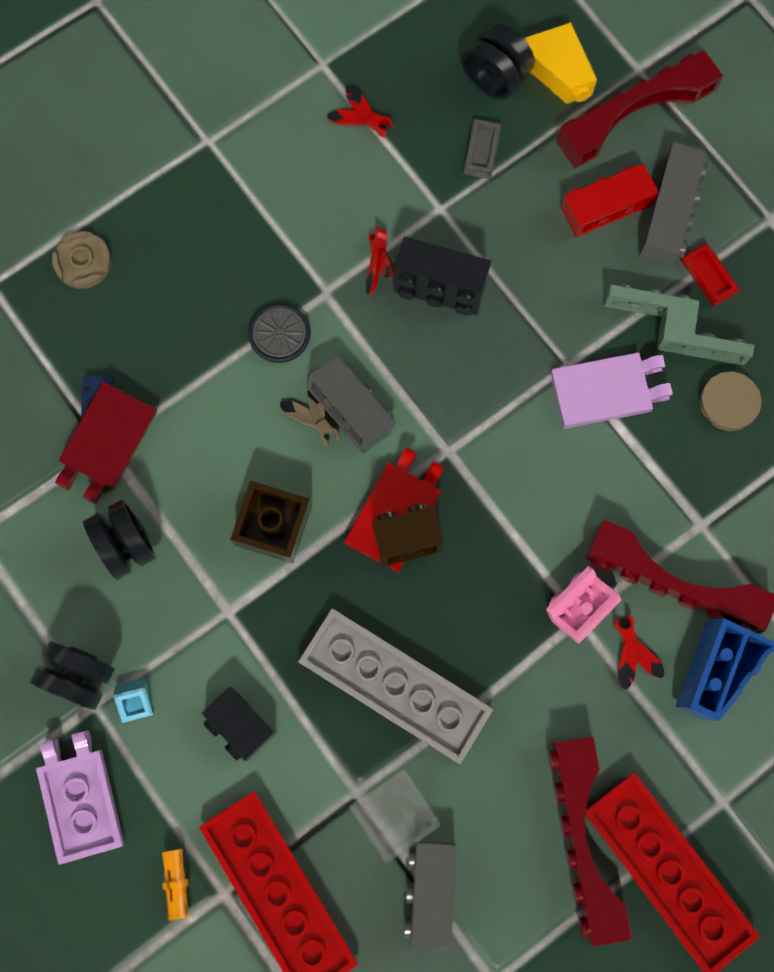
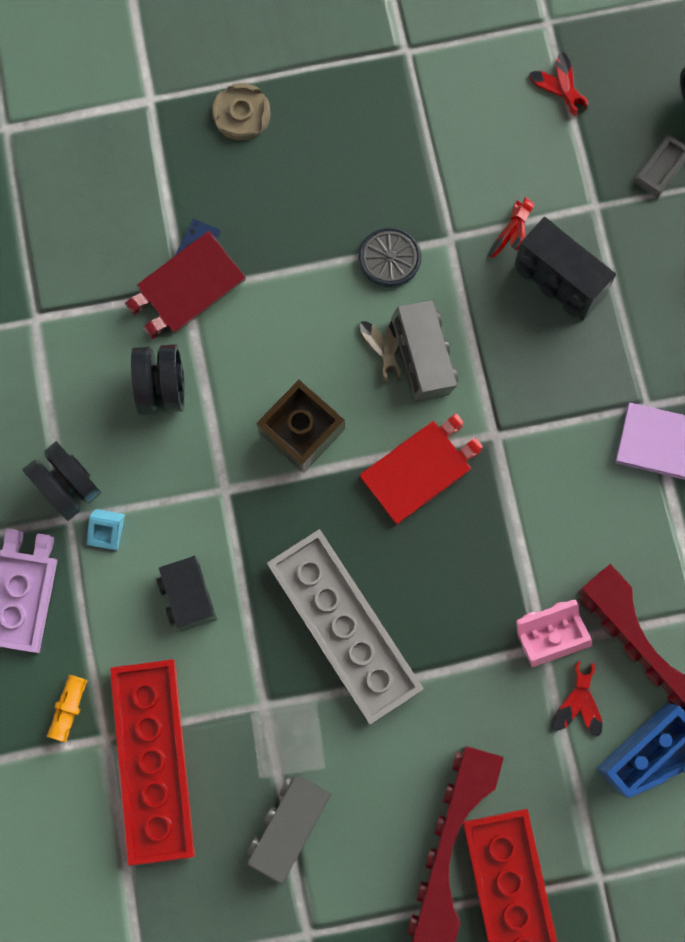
camera: 30 degrees right, 0 degrees up
(407, 535) = (417, 493): dark brown brick -> none

